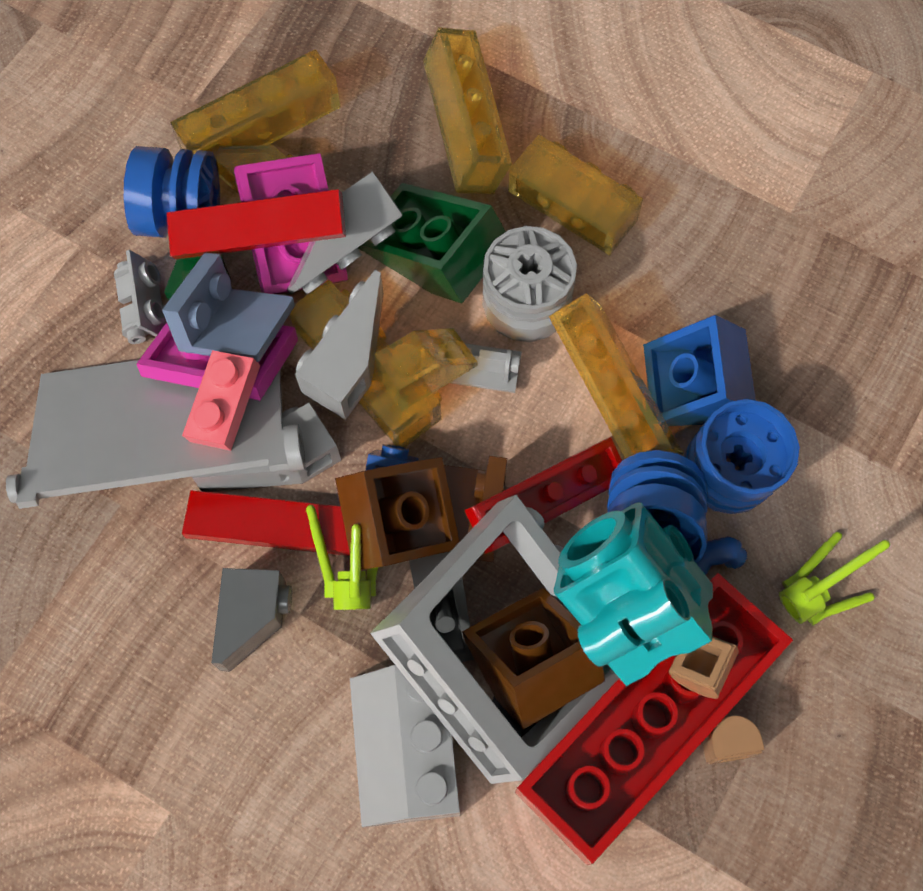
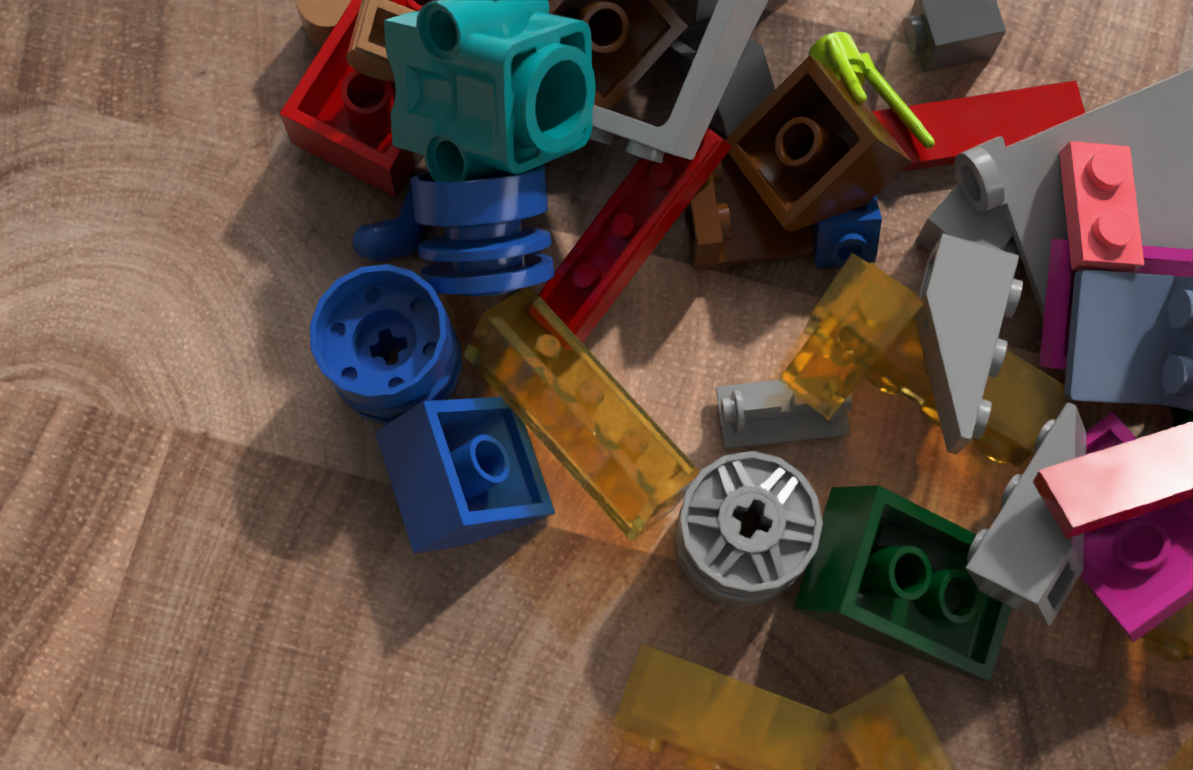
camera: 160 degrees right, 5 degrees up
(807, 597) = (263, 209): lime plant -> none

